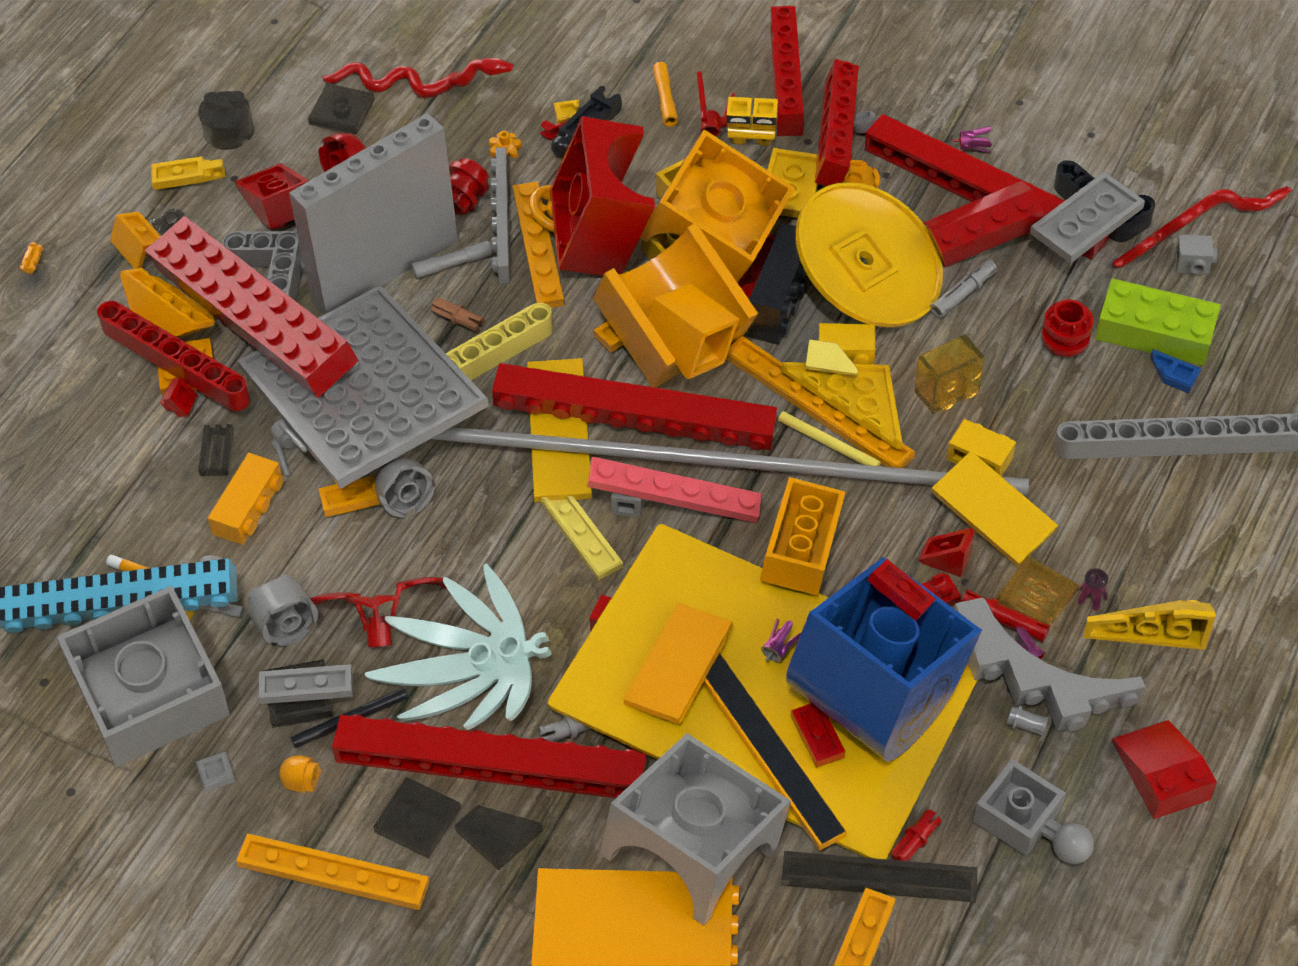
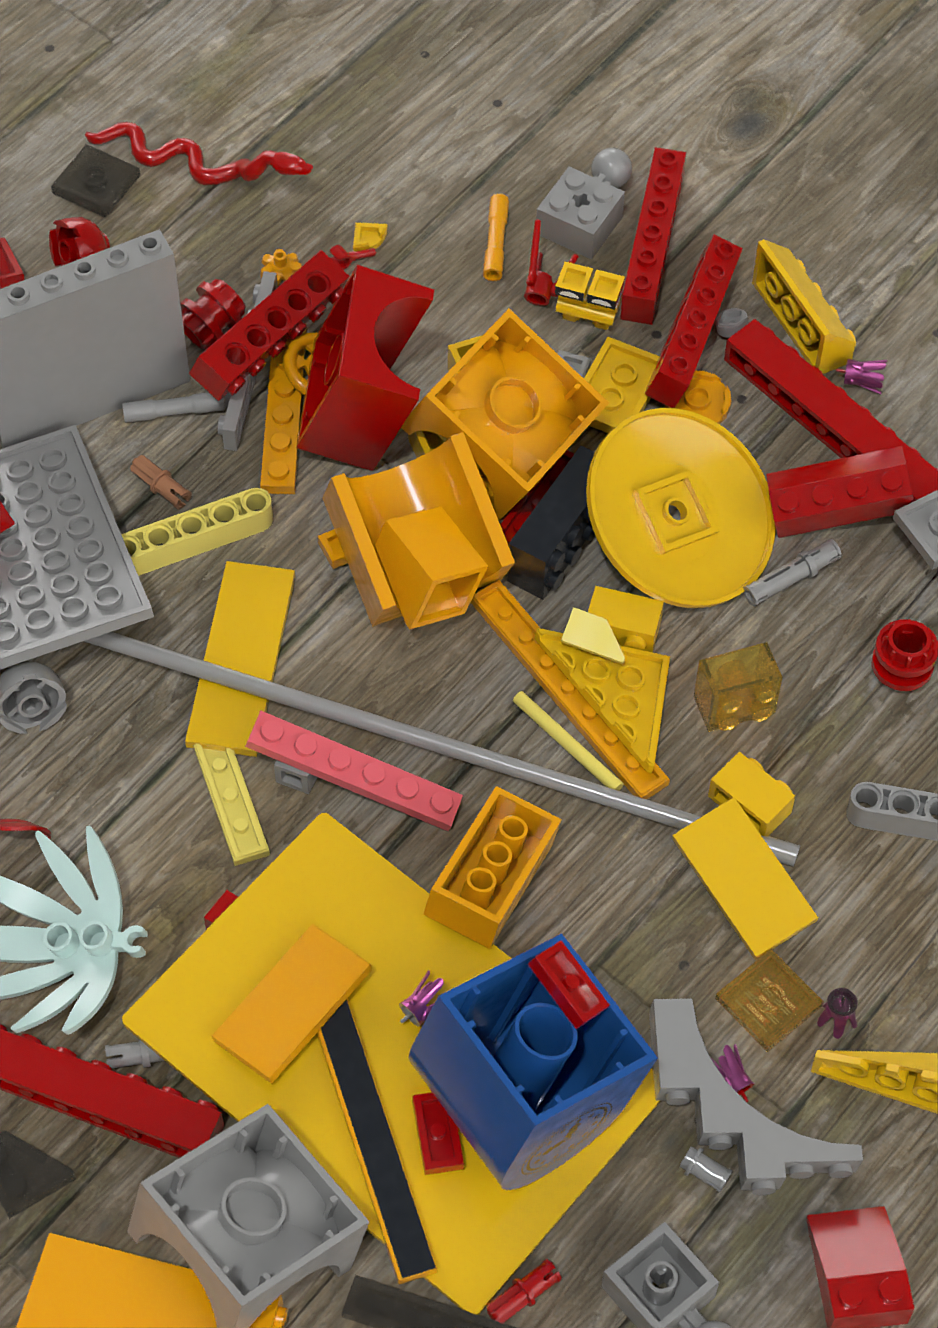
camera: 10 degrees right, 5 degrees up
(513, 184) = (269, 326): none -> red brick
(597, 107) = (398, 247): black plate -> none
(634, 406) = (339, 650): red brick -> none
(729, 58) = (586, 208): none -> light grey brick
(913, 100) = (801, 308): none -> yellow slope
(944, 588) = (648, 973): red tile -> none
(949, 551) = (672, 922): red slope -> none
(1012, 618) = (720, 1024): red pin -> none

